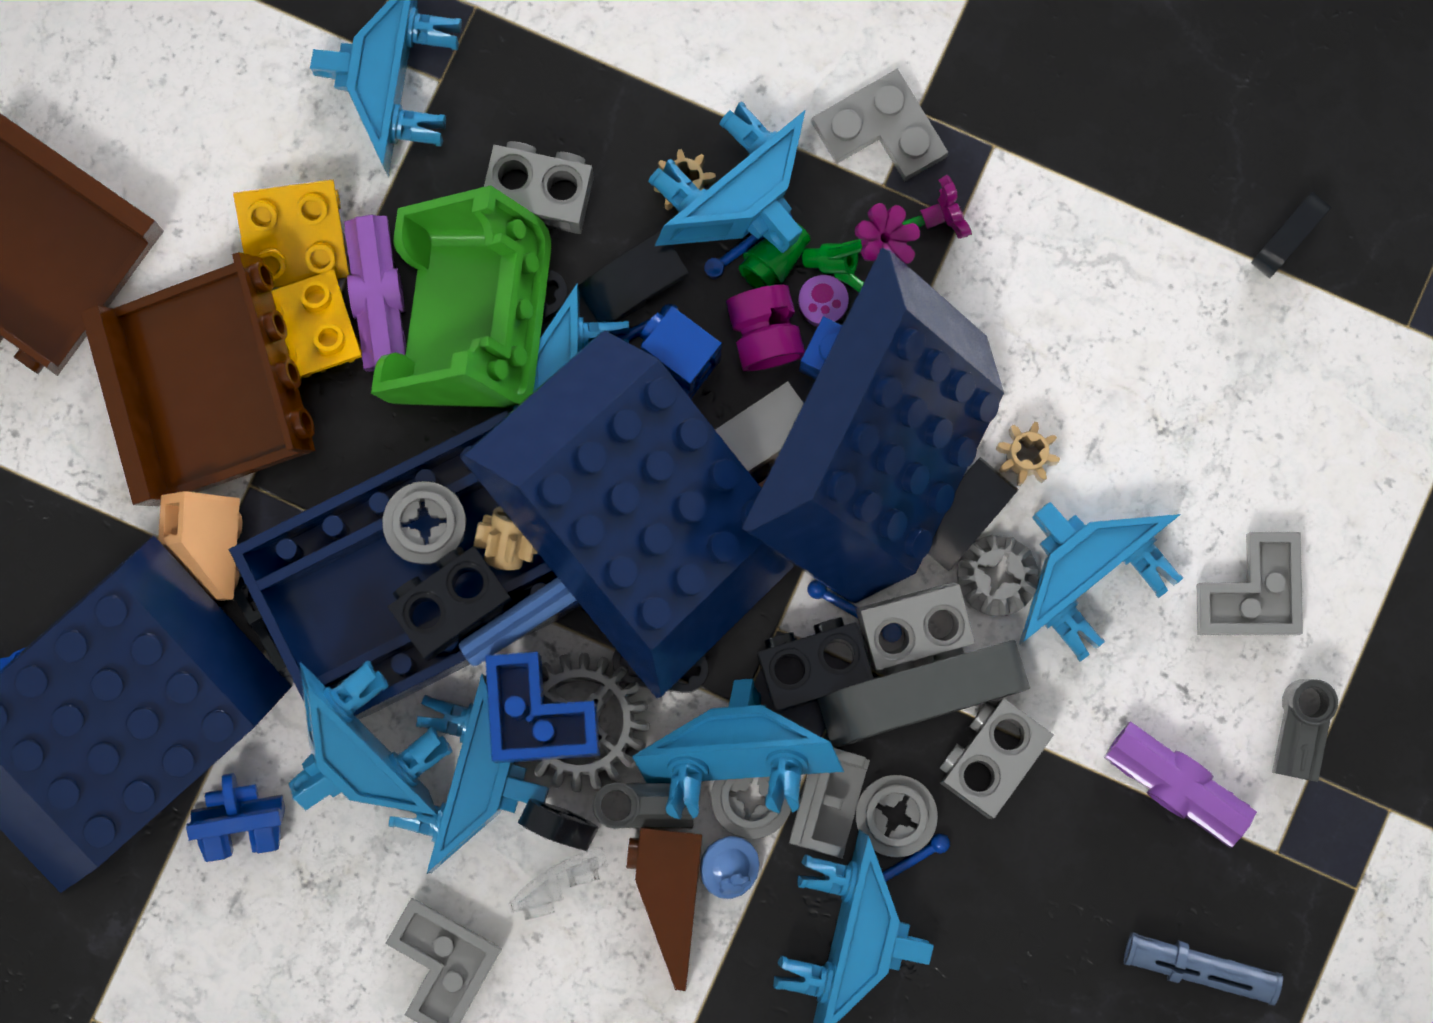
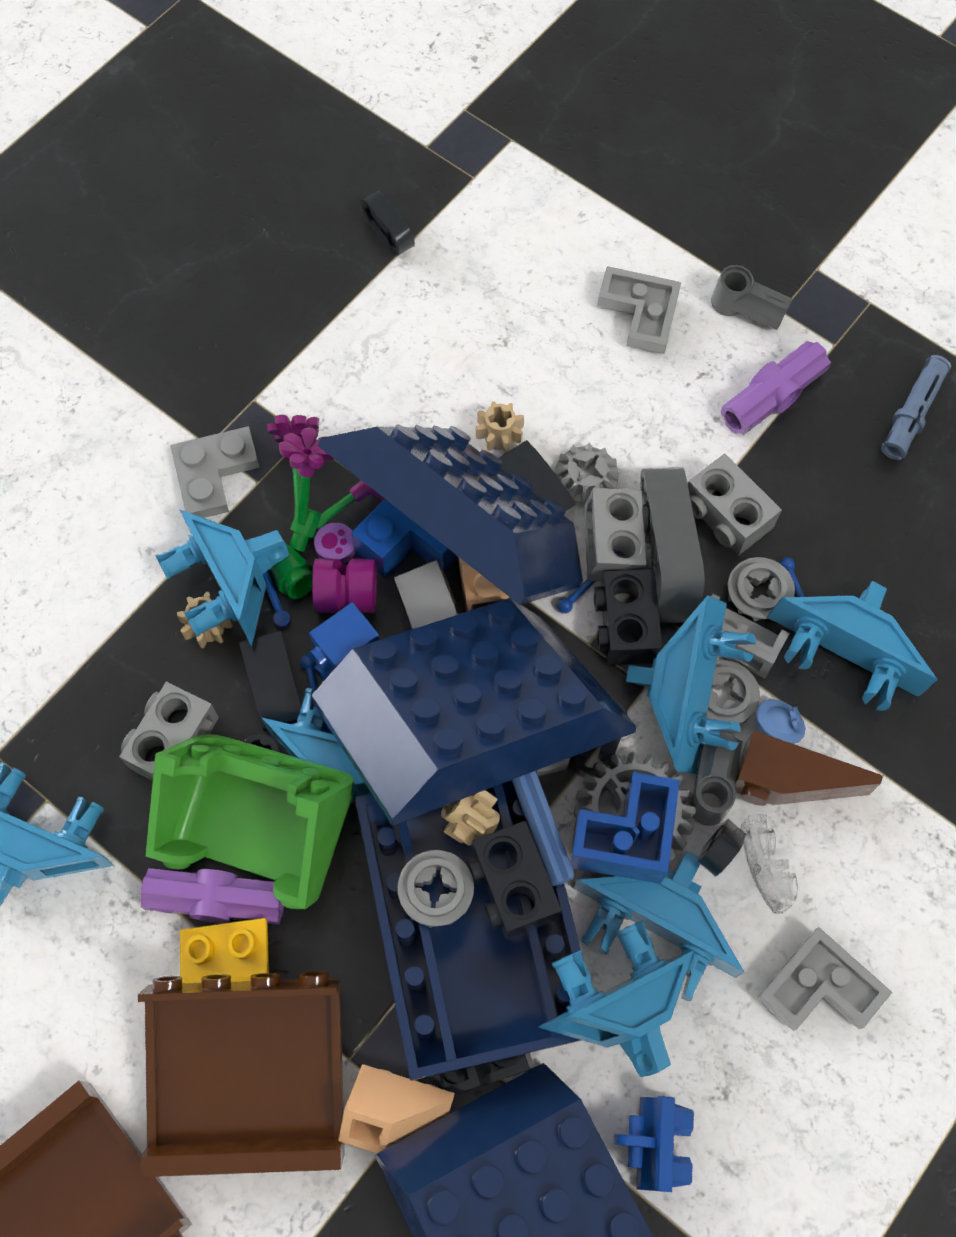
camera: 75 degrees left, 15 degrees down
(293, 230) = (128, 953): yellow hinge -> none
(1080, 558) = (594, 413): dark azure connector -> none

